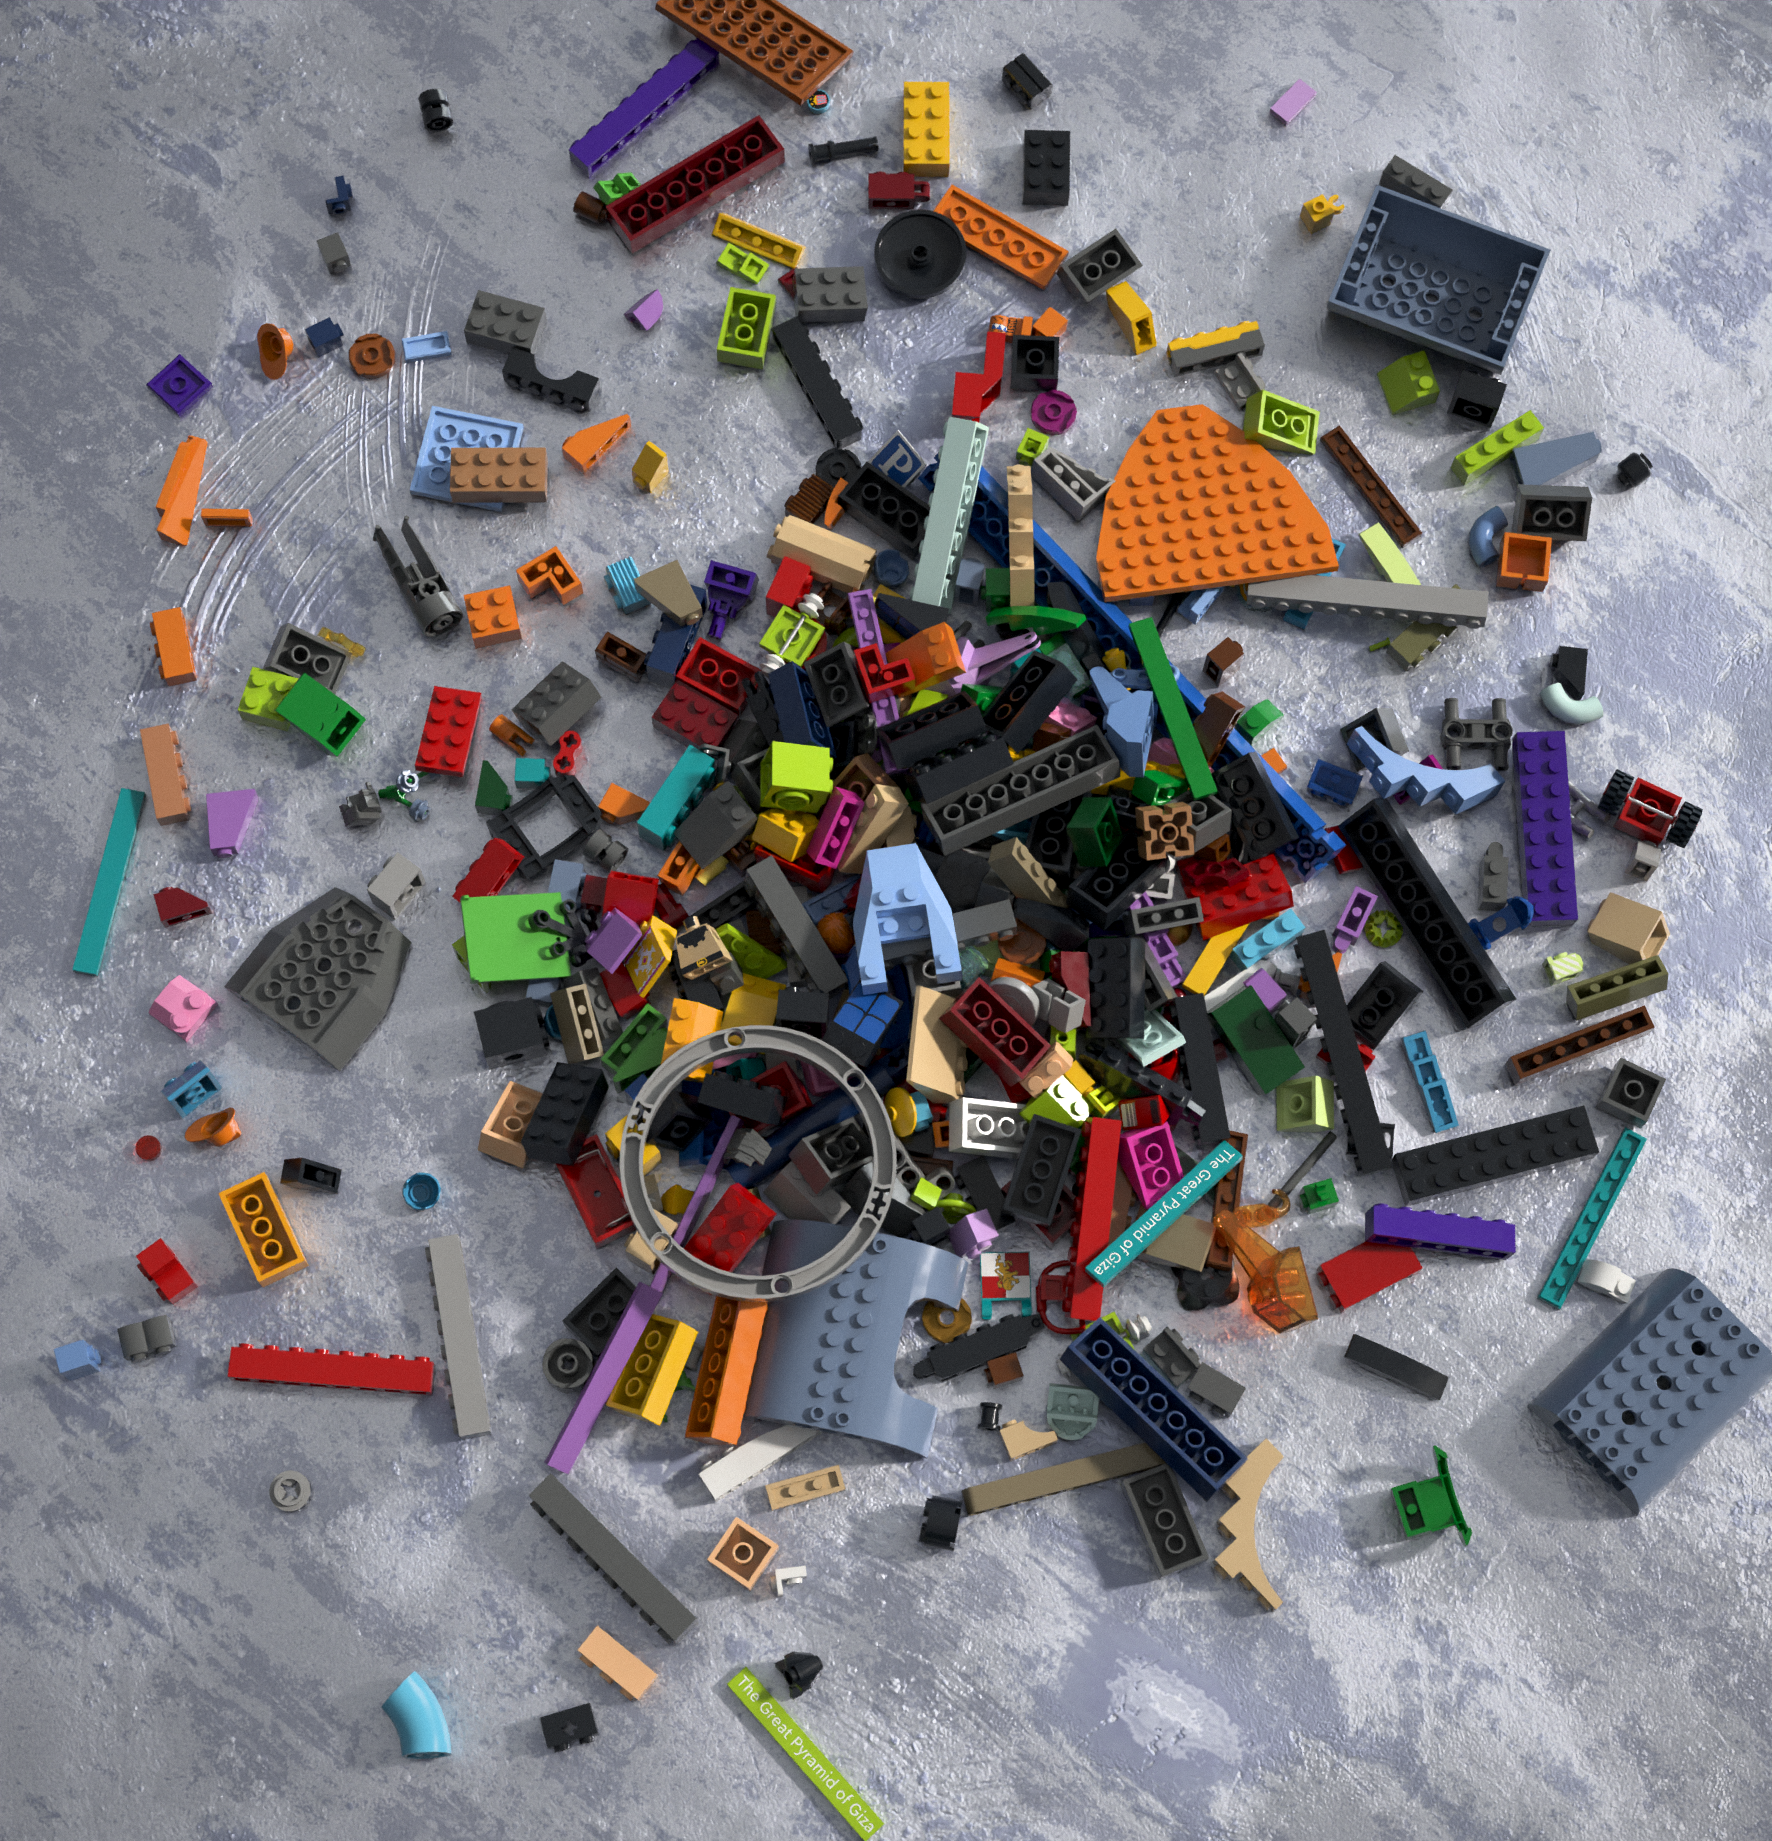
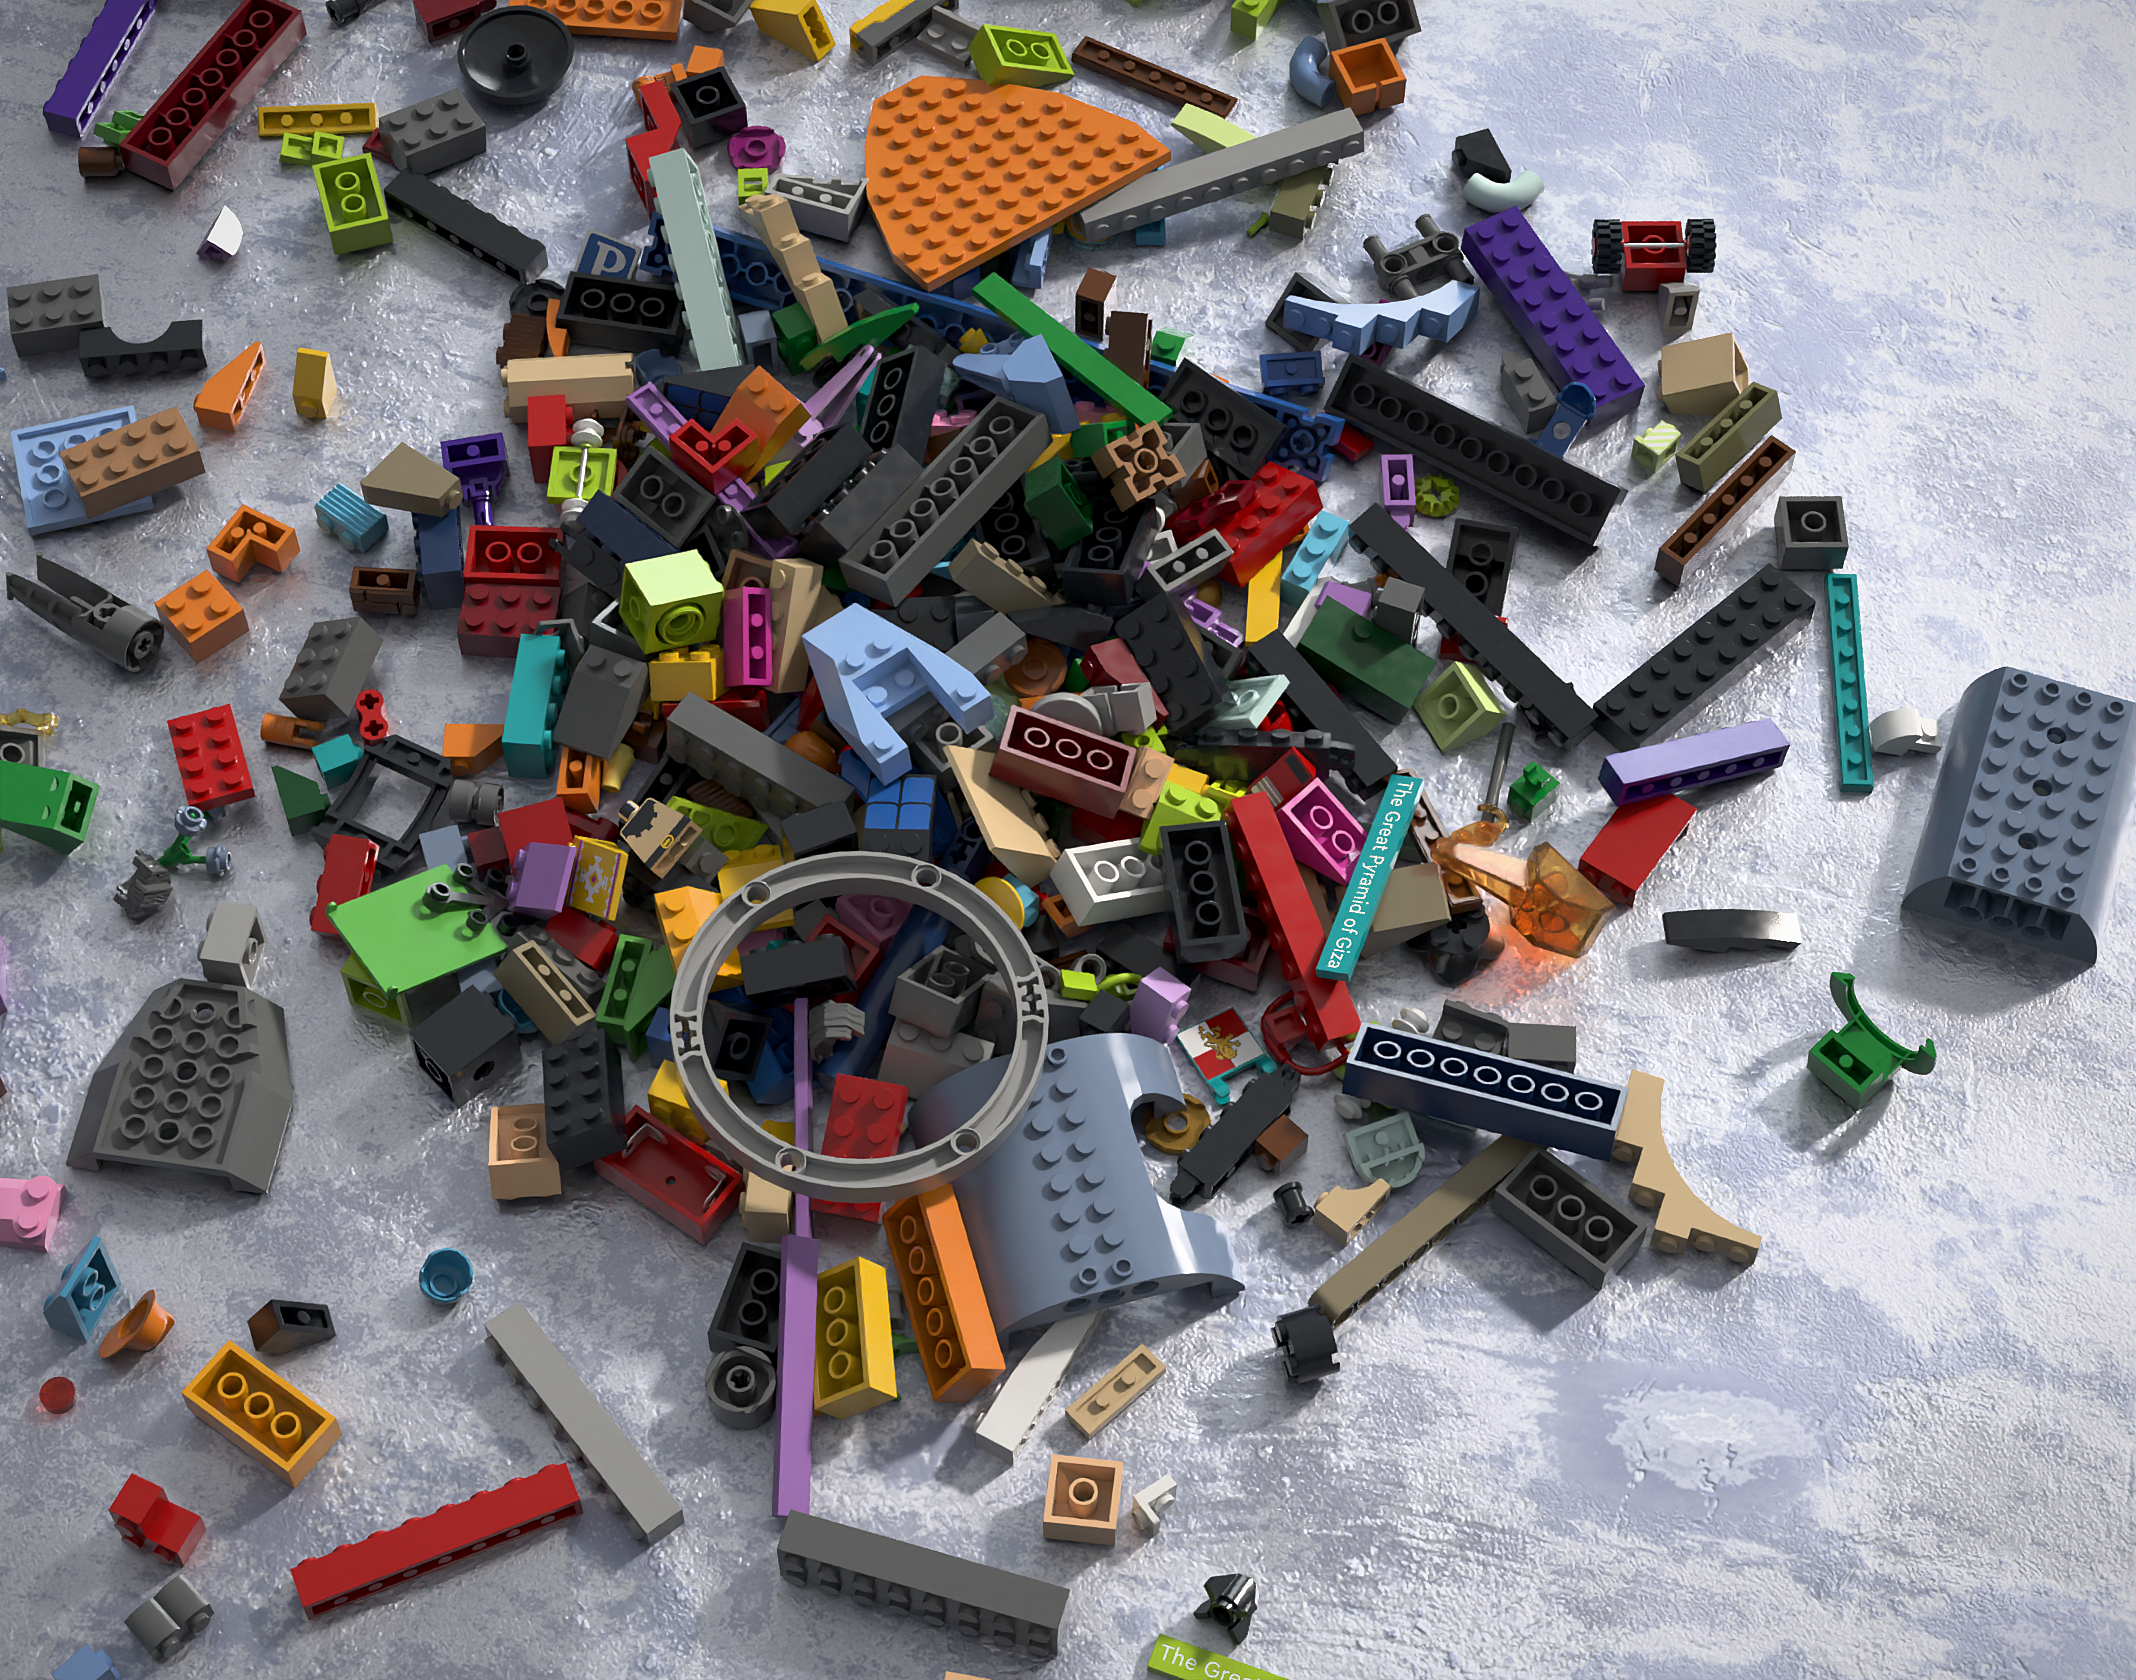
camera: 25 degrees left, 15 degrees down
(1429, 1081) = (1582, 624): dark azure slope -> none

